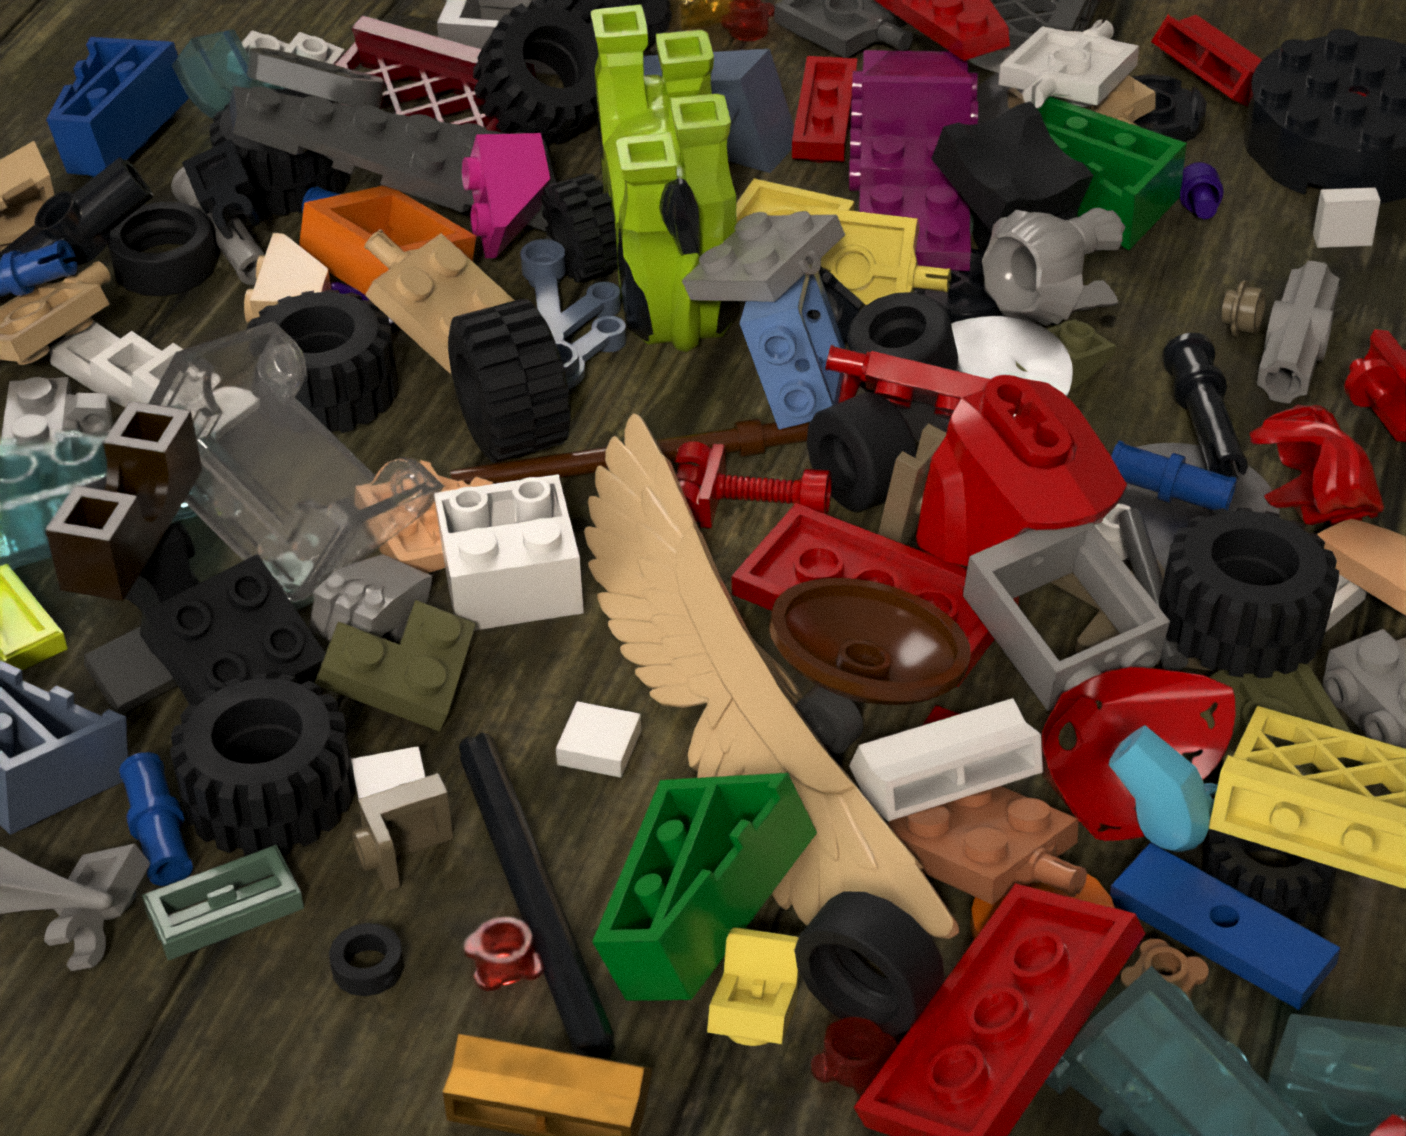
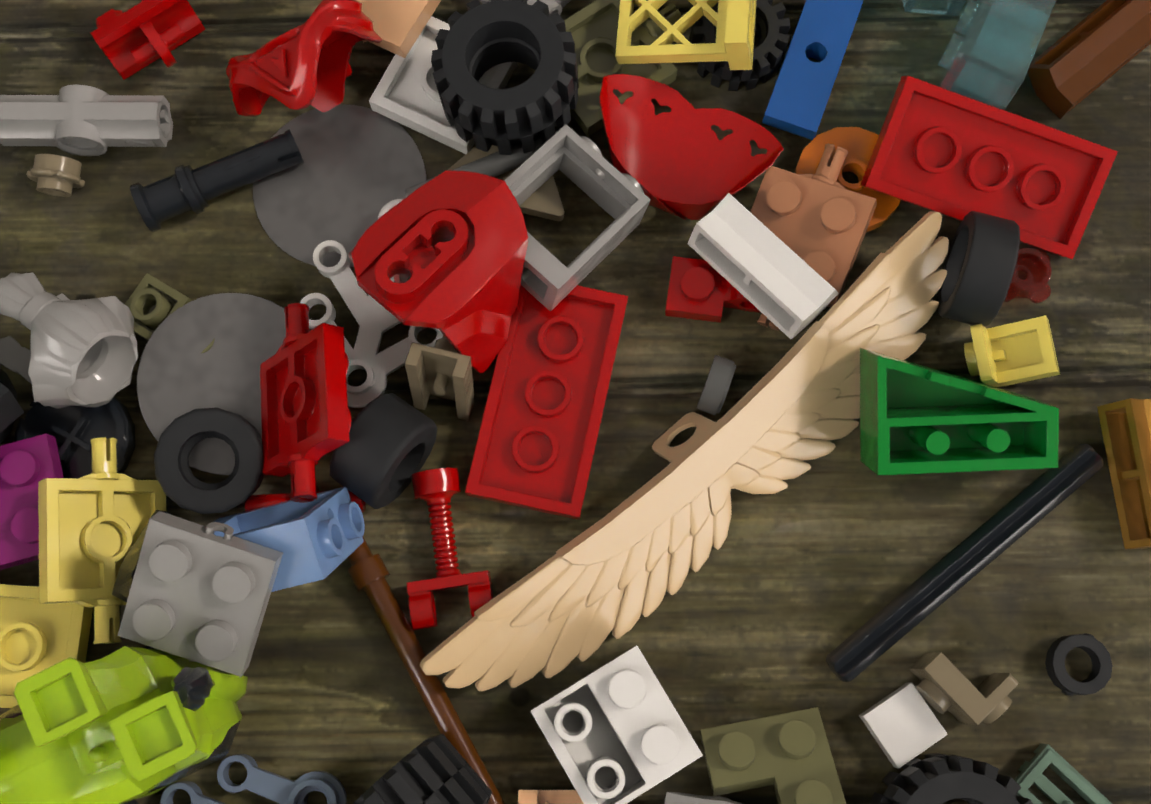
camera: 110 degrees left, 35 degrees up
(503, 938) = (1053, 561): clear red plate -> none
(598, 739) = (789, 570): white tile -> none
(869, 641) = (657, 323): reddish brown dish -> none
(1167, 791) = (749, 93): medium azure arm -> none
(1174, 477) = (326, 186): blue pin -> none
(1181, 970) = (862, 99): medium nougat plate -> none

